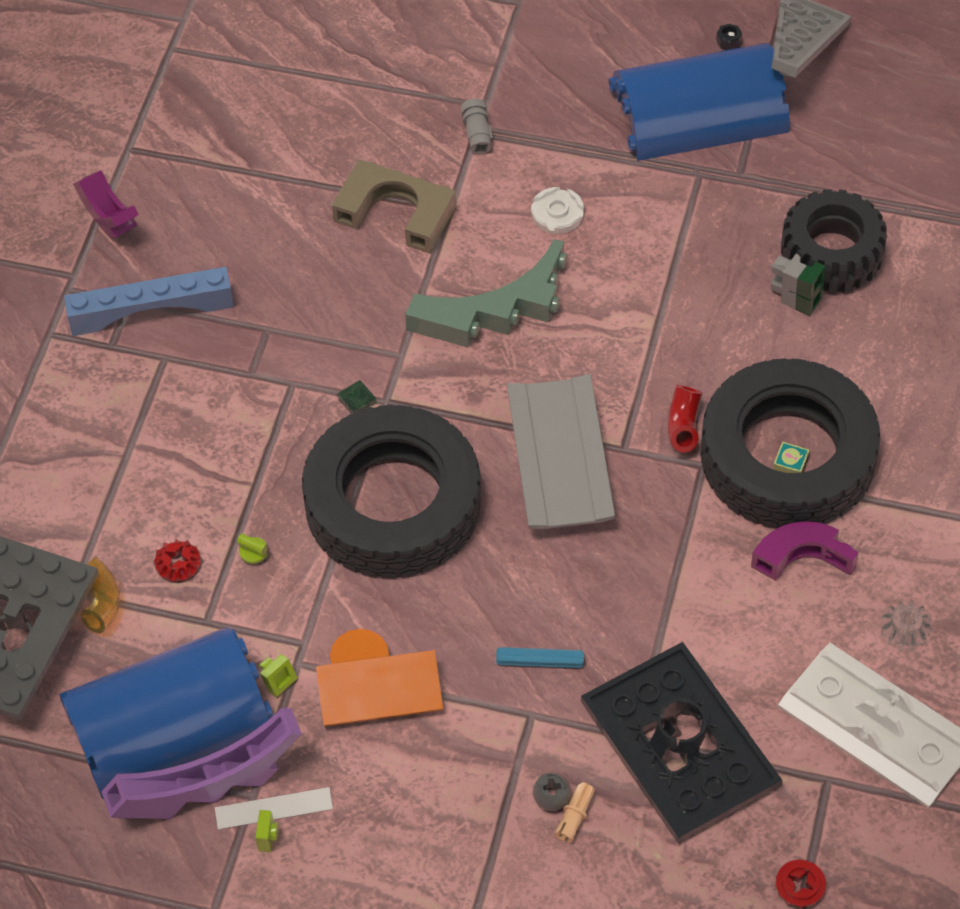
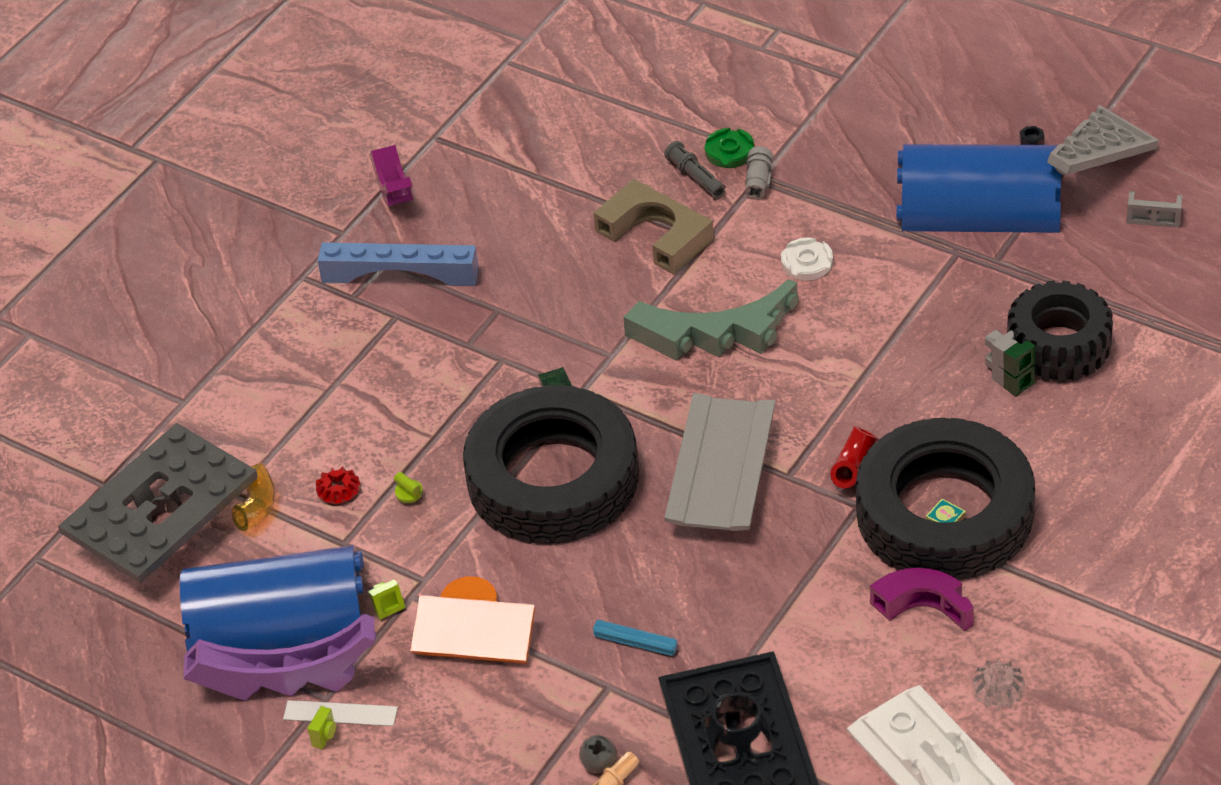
camera: 20 degrees right, 10 degrees down
(402, 129) = (688, 164): none -> dark grey pin
(436, 103) = (728, 147): none -> green tile
(873, 94) = (1154, 212): none -> light grey hinge

